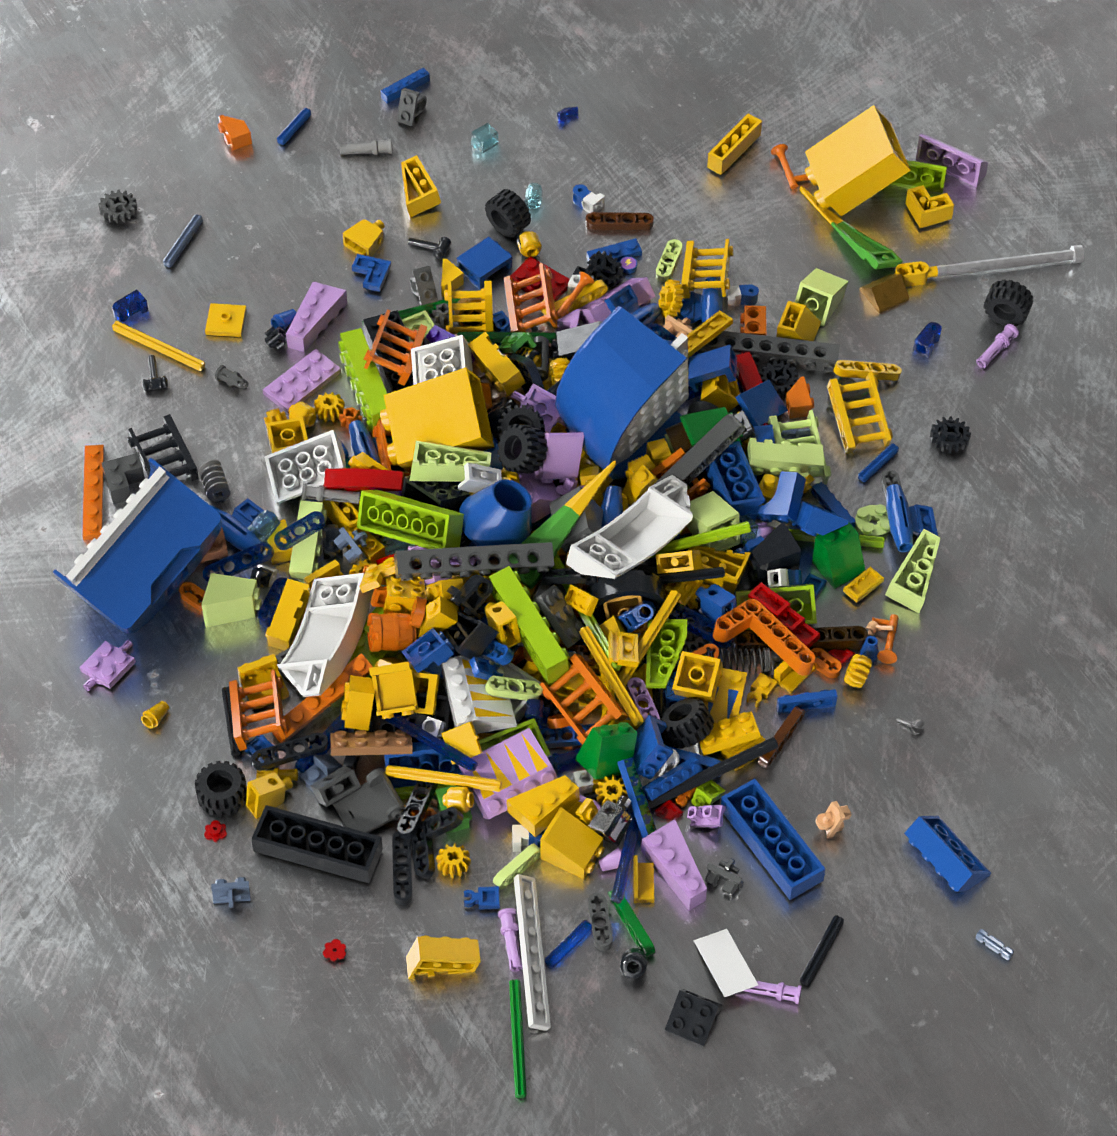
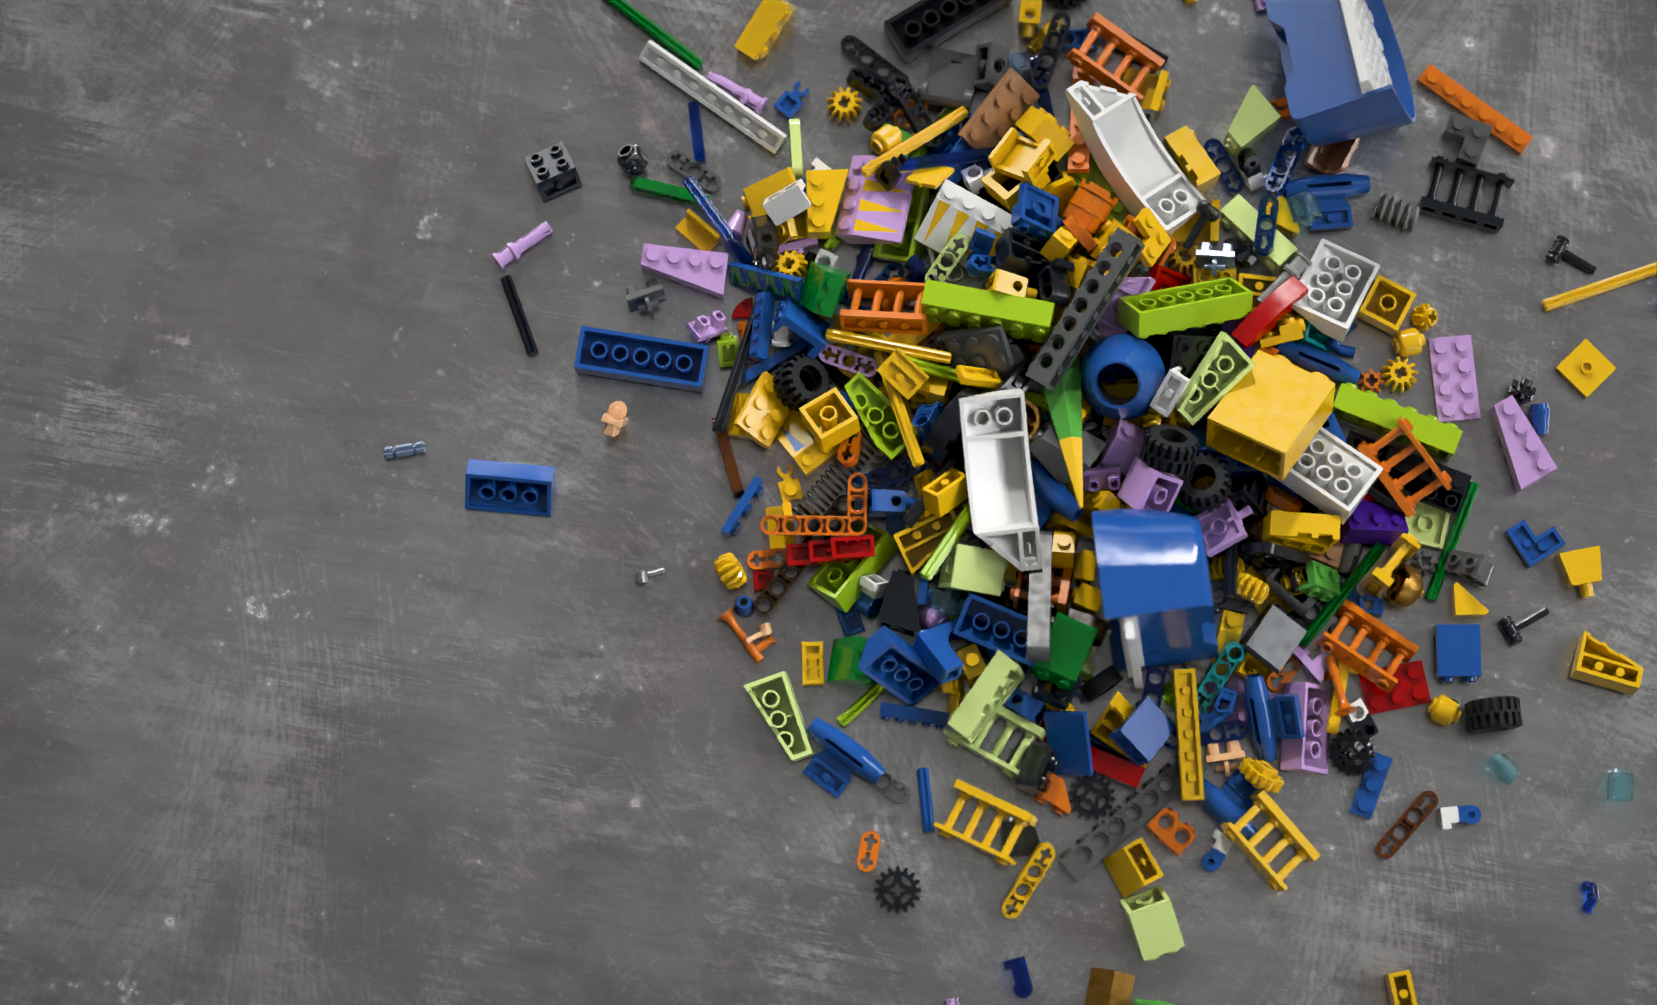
camera: 130 degrees right, 25 degrees up
(234, 378) = (1507, 317): dark grey piece -> none
(324, 570) = (1206, 212): none -> black piece
(486, 765) = (888, 172): none -> black plate
(570, 817) = (787, 202): none -> white panel
(629, 264) = (1345, 785): tile -> none
(668, 254) = (1320, 844): yellowish green beam -> none
(725, 963) = (573, 231): white sticker -> none
(797, 400) = (1037, 770): none -> black slope
(872, 512) = (880, 731): yellowish green plate -> none
(945, 470) = (863, 850): none -> orange beam

